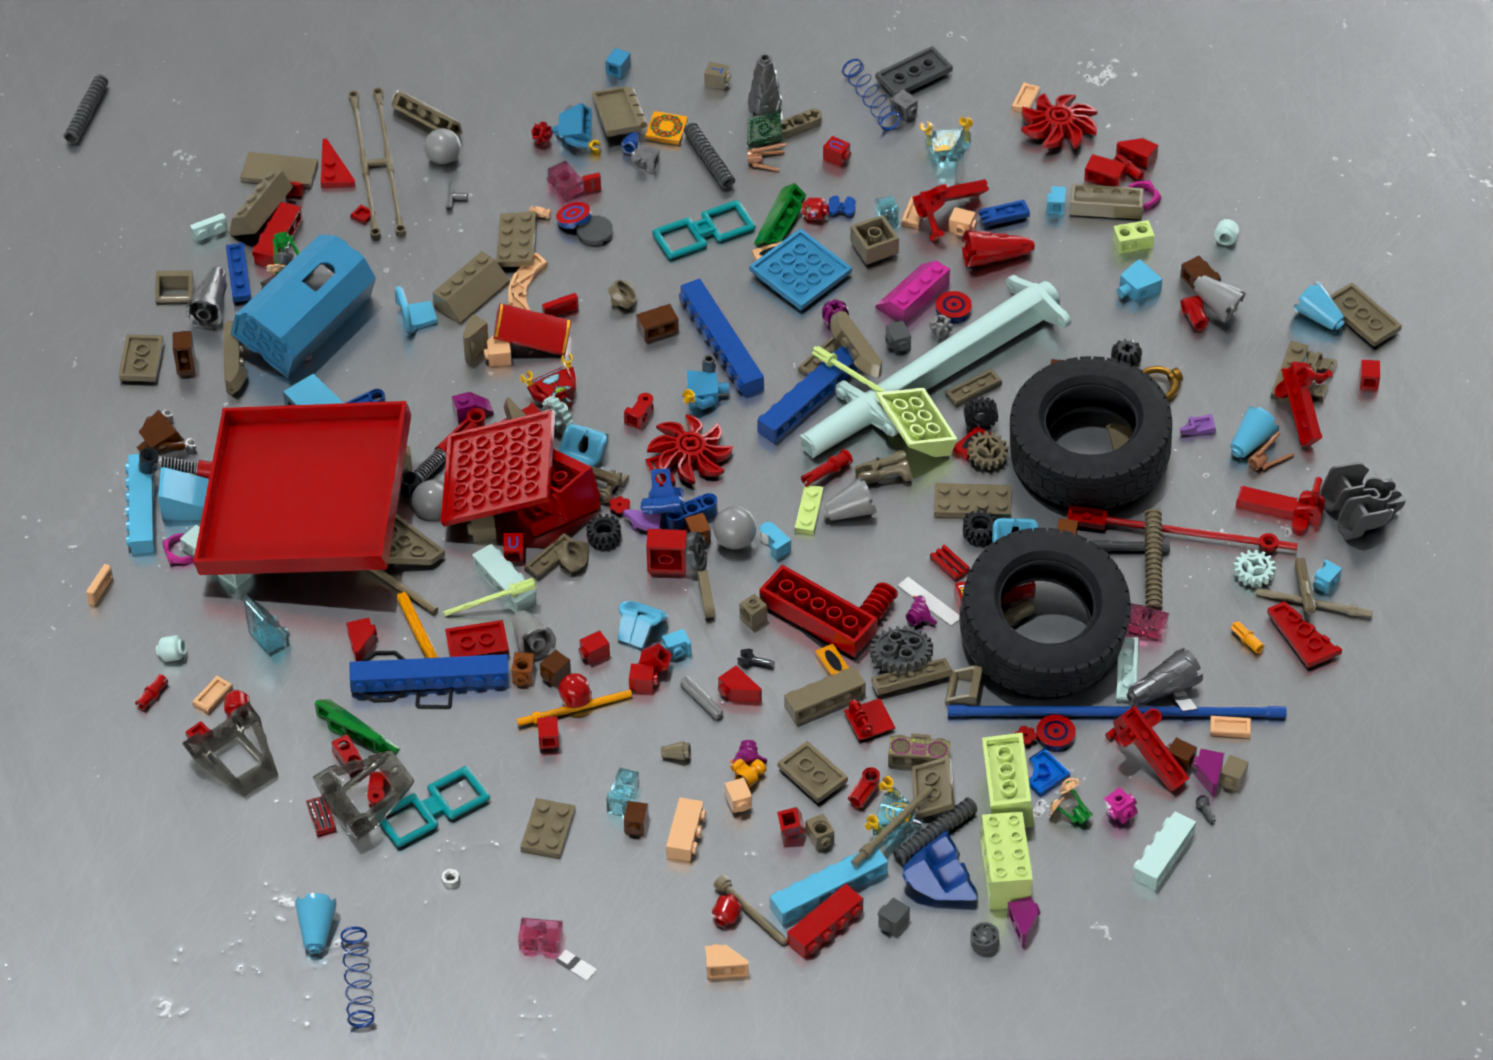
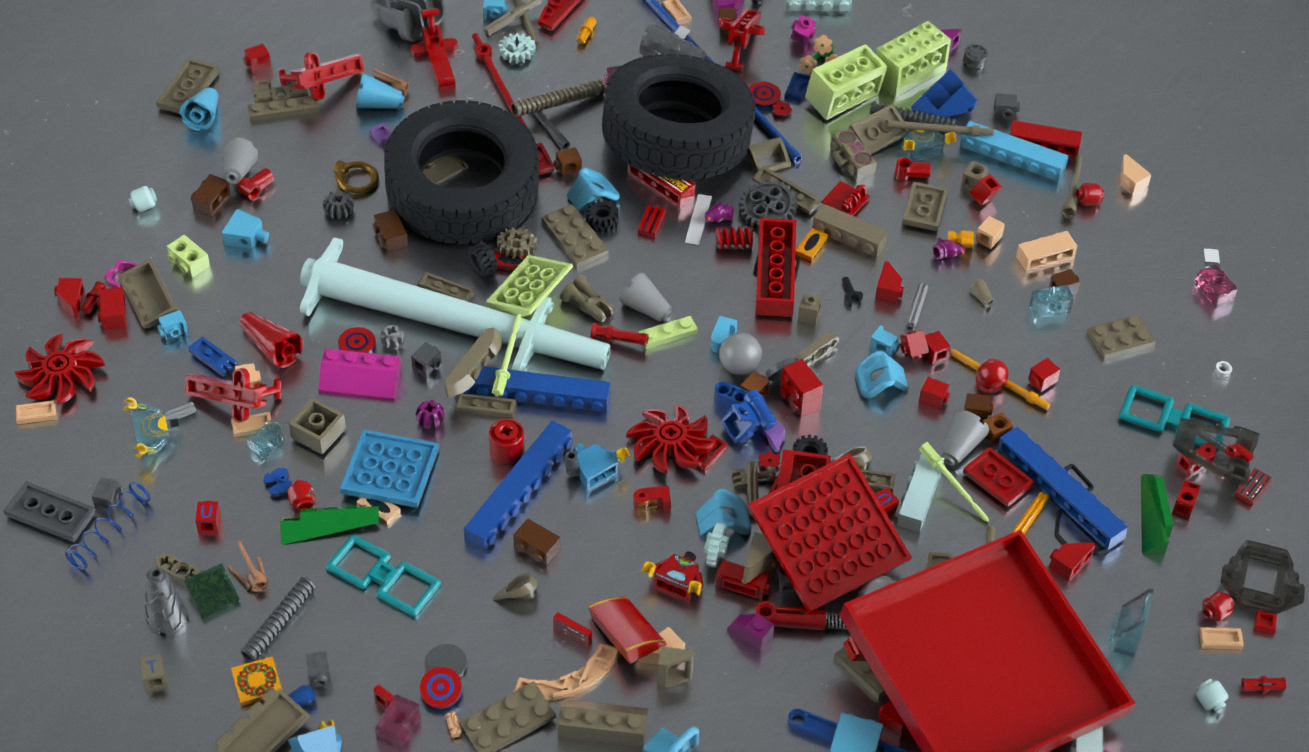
camera: 125 degrees left, 0 degrees up
(358, 808) = (1238, 450): none -> red arm
(766, 342) = (506, 442): none -> red piece

